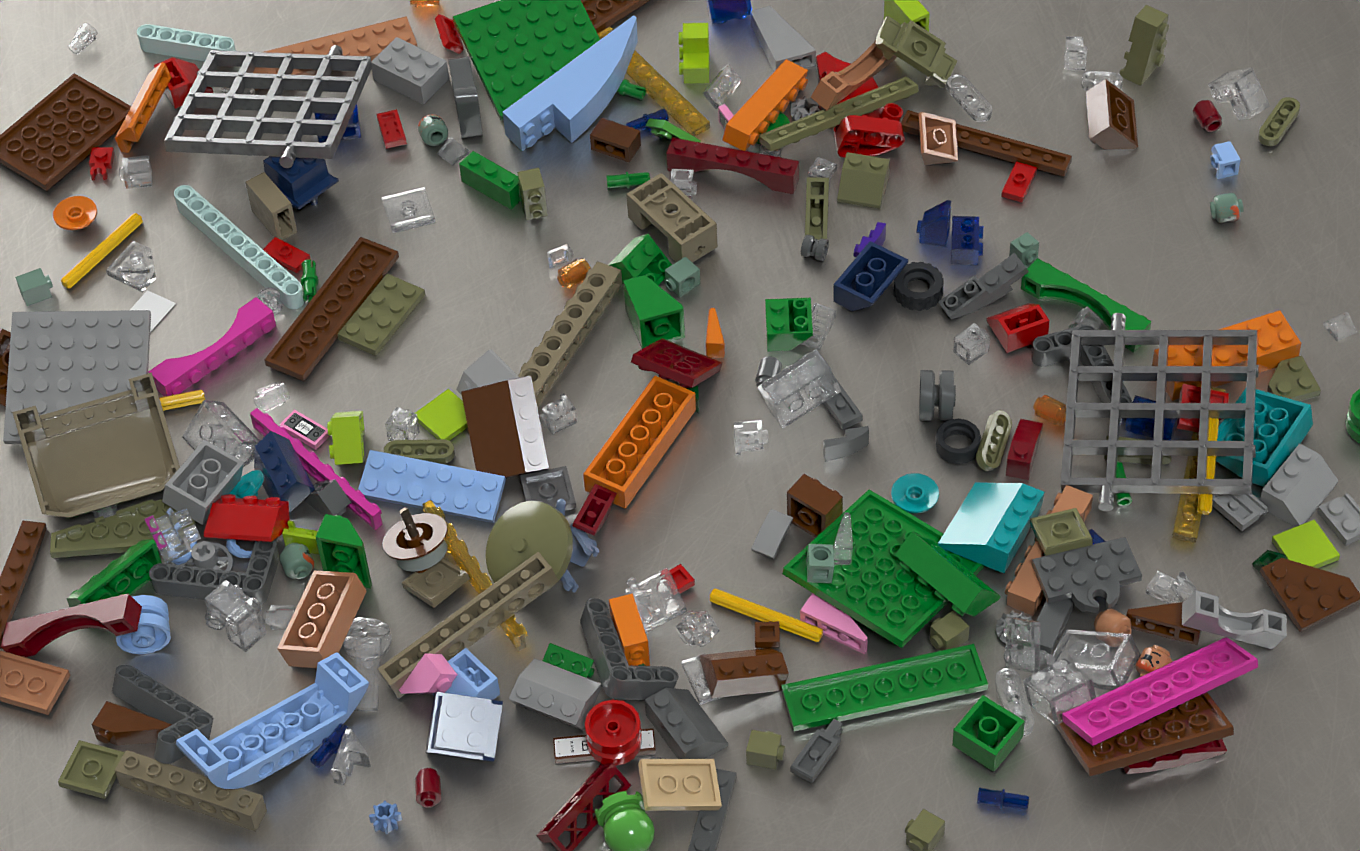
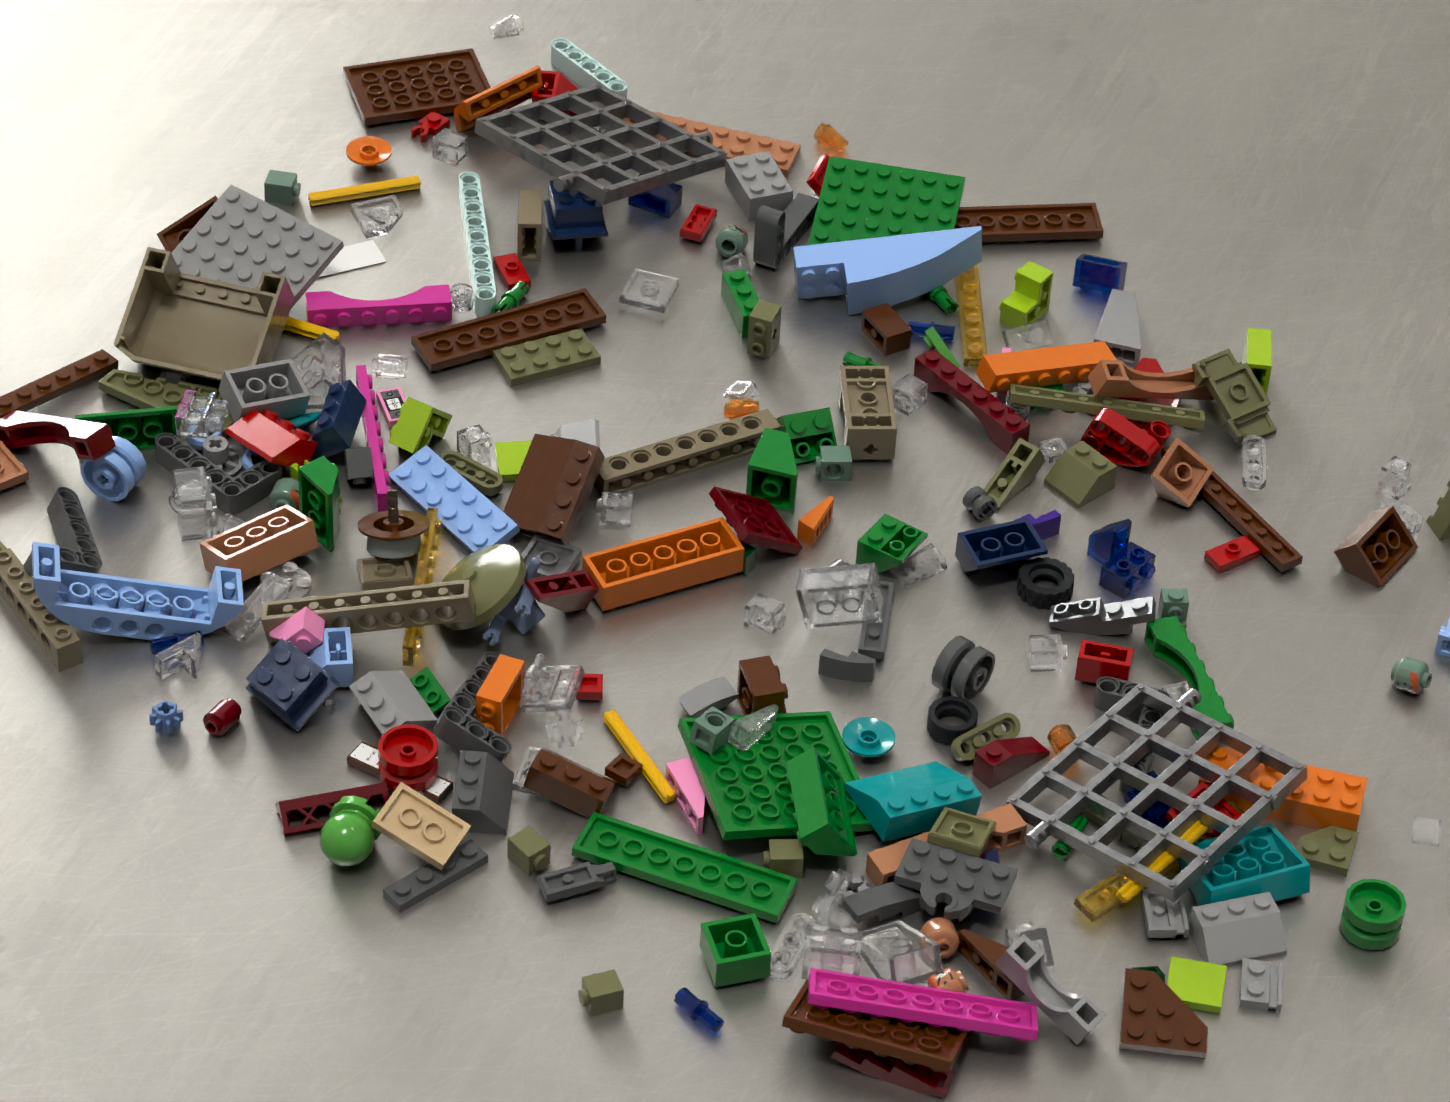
camera: 30 degrees right, 10 degrees down
(126, 727) = (25, 528): reddish brown slope -> none

